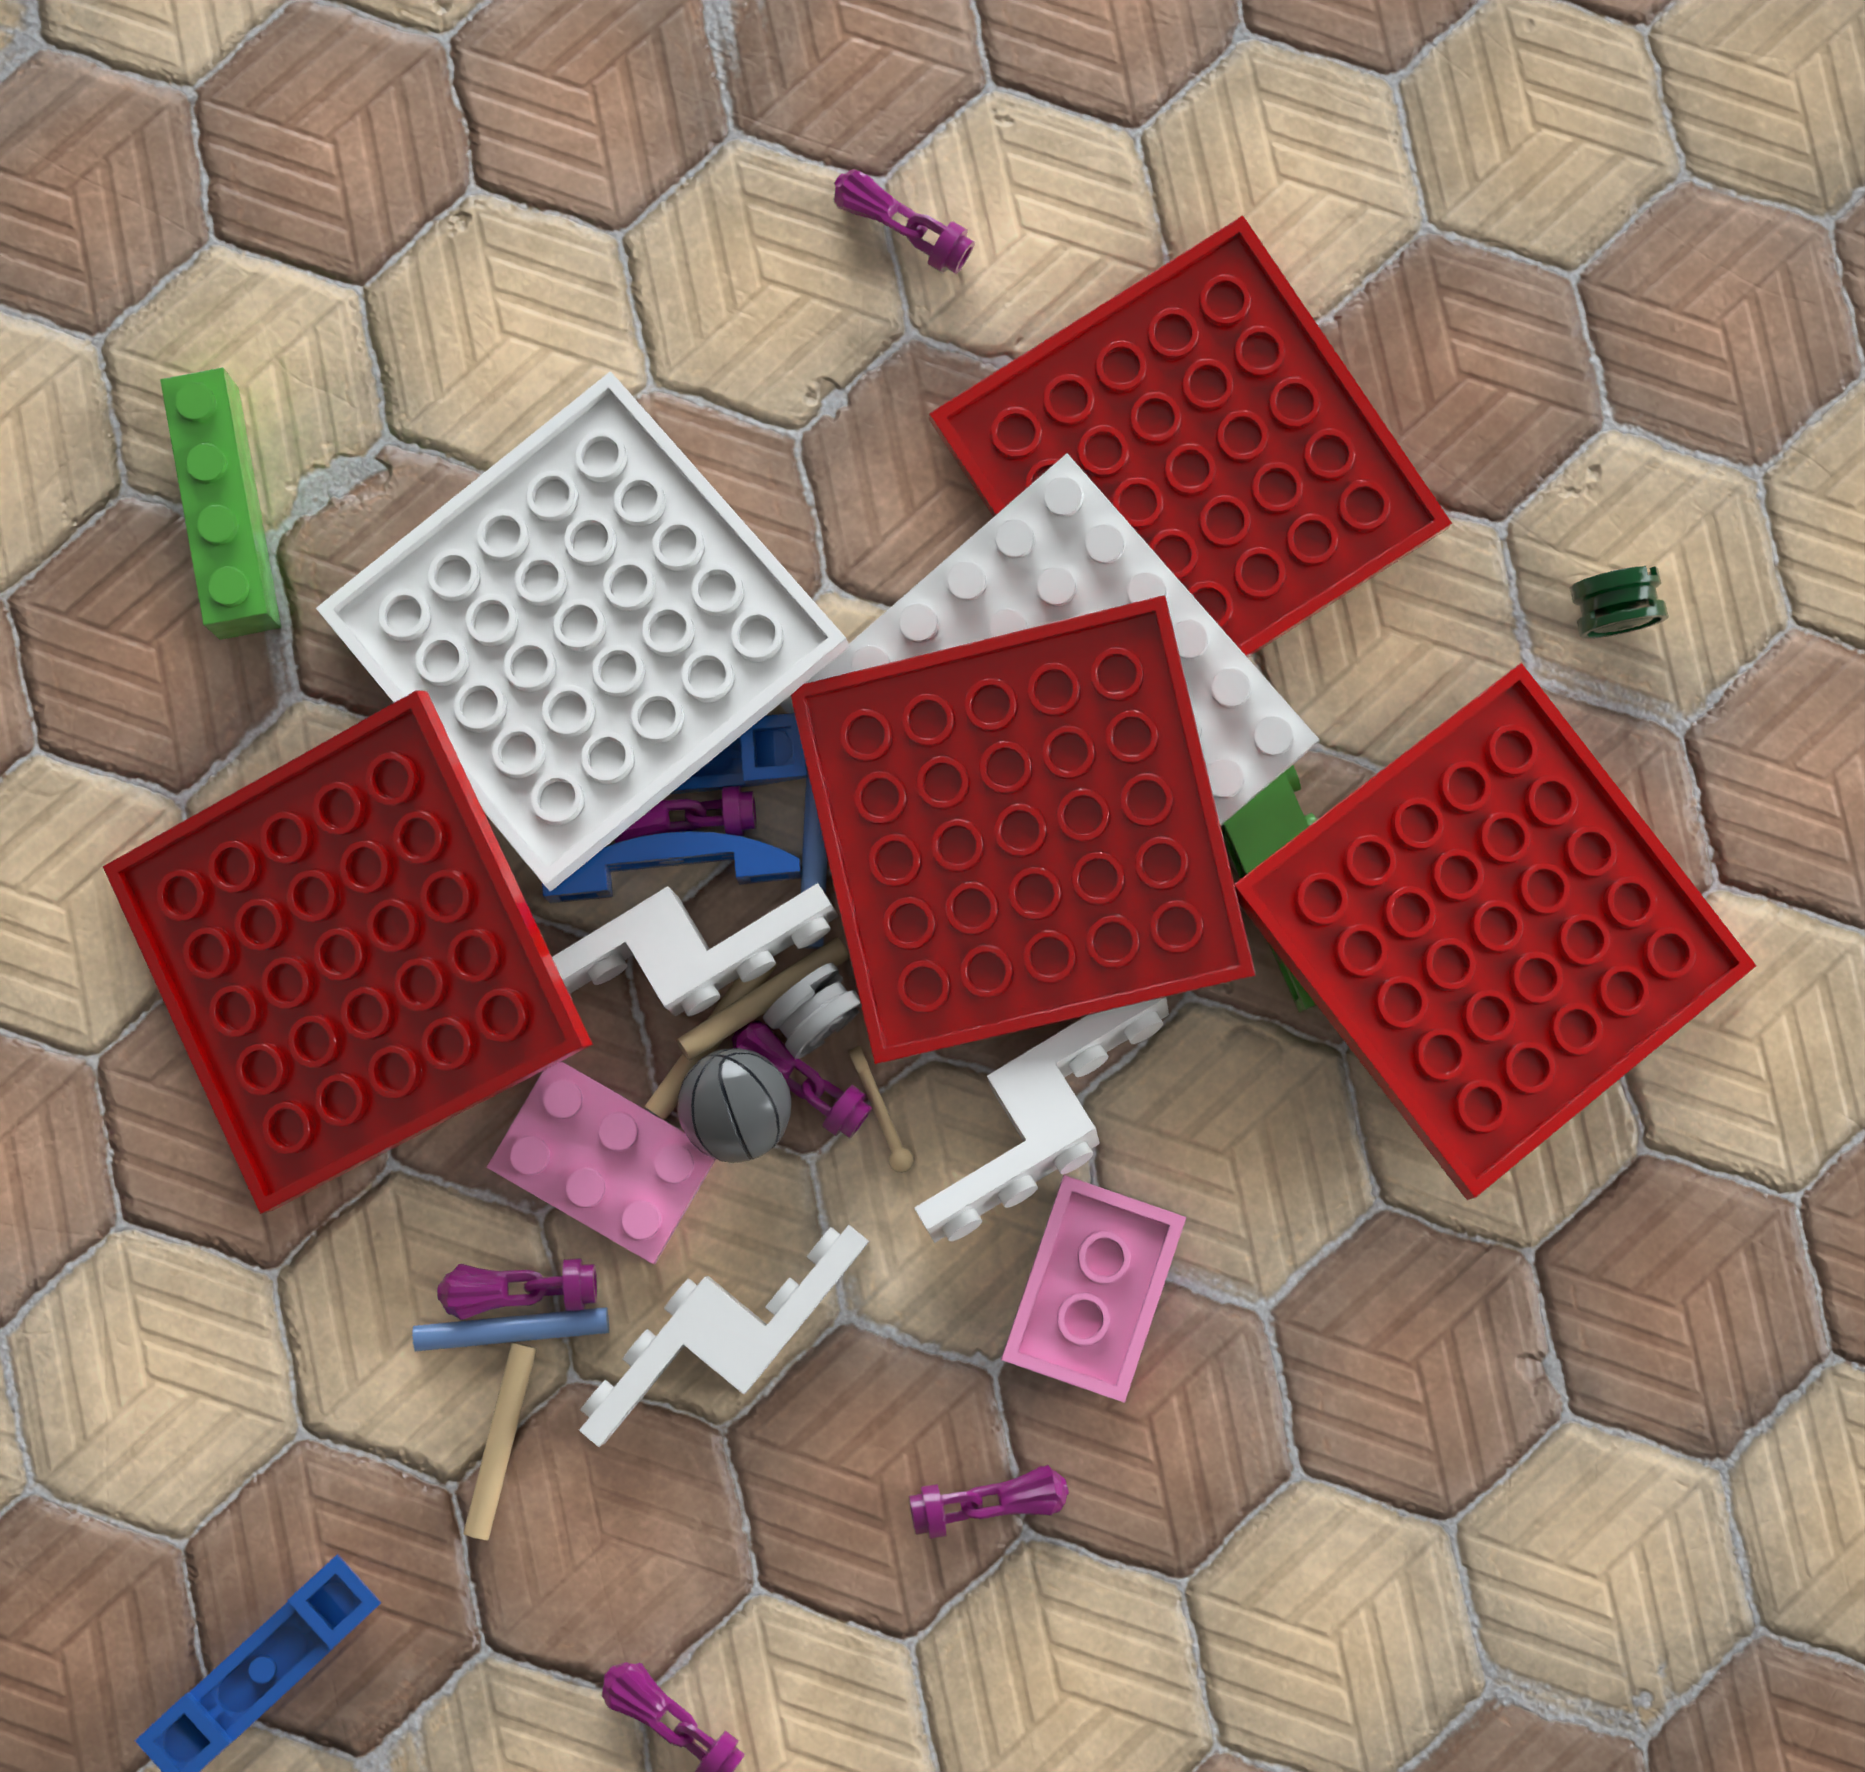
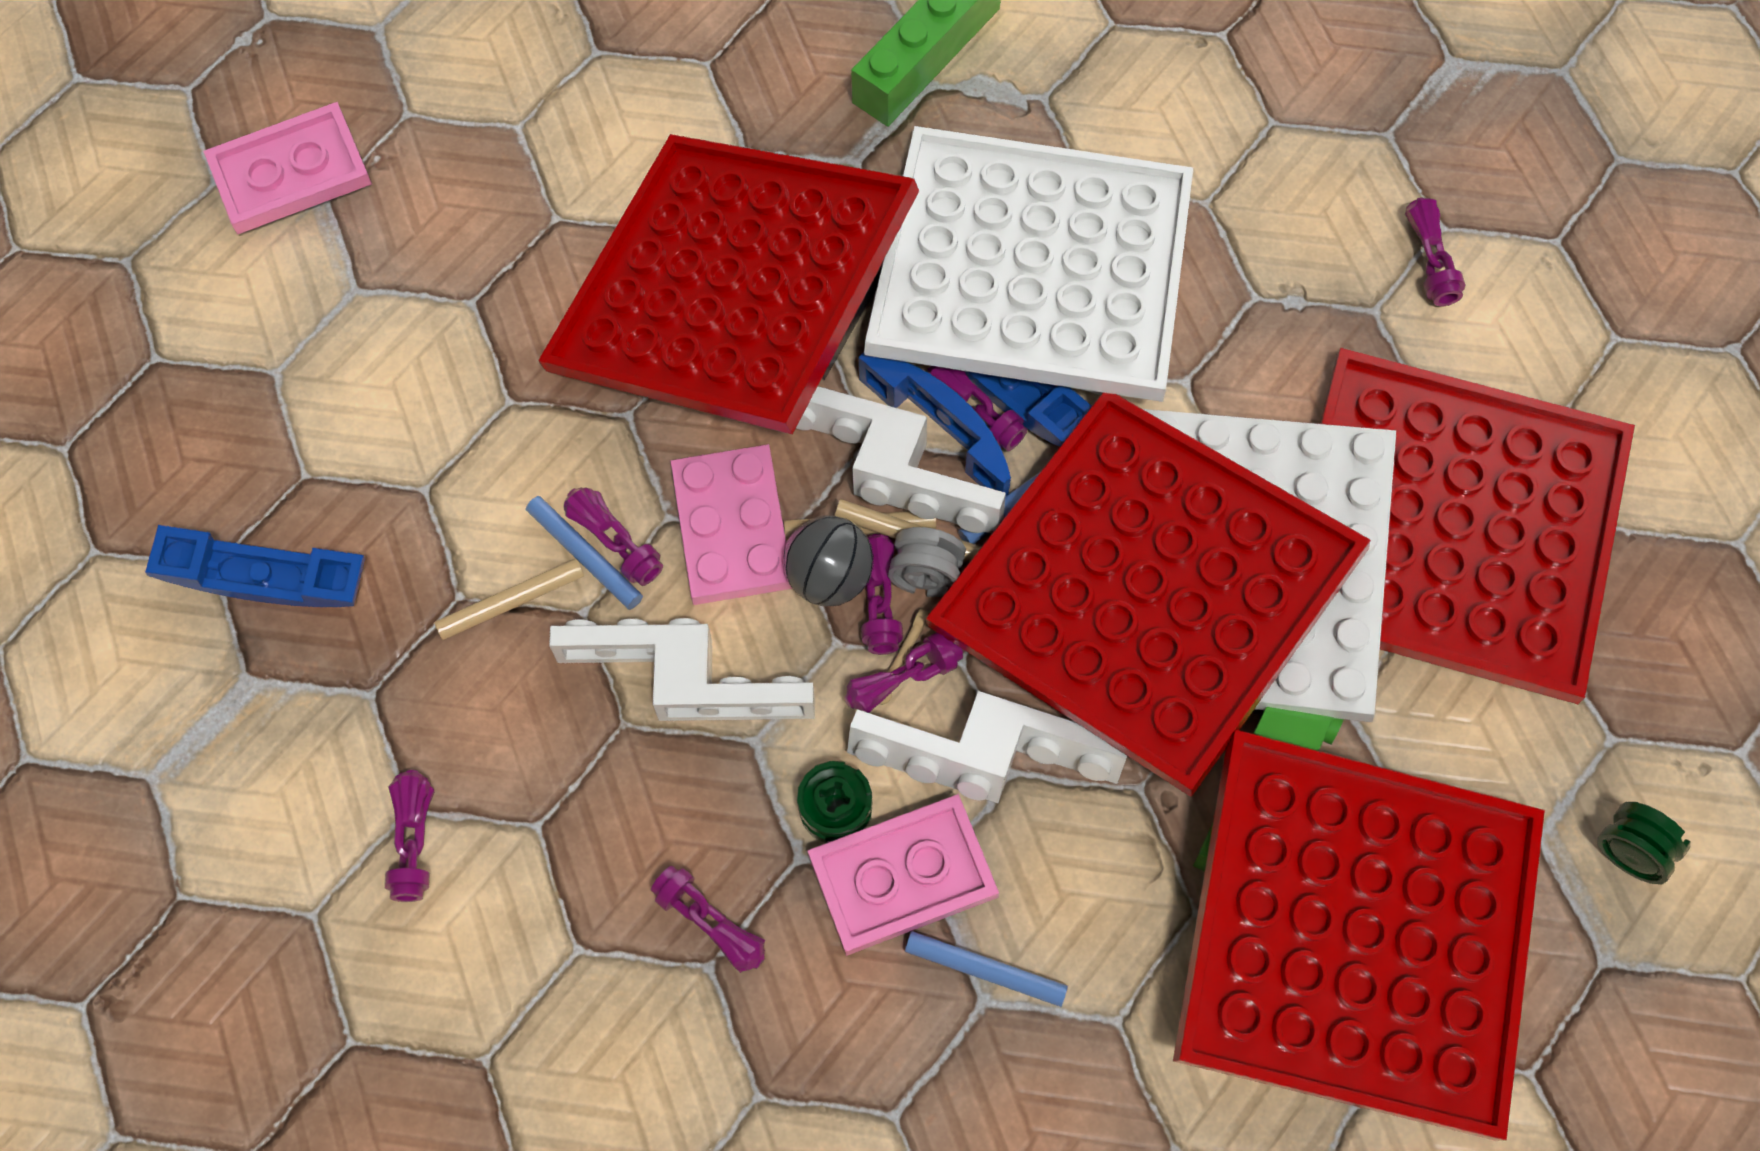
camera: 55 degrees right, 15 degrees down
(897, 1170) = (871, 690): none -> magenta piece
(974, 1294) = (834, 801): none -> dark green wheel
(1239, 1283) = (986, 968): none -> medium blue bar

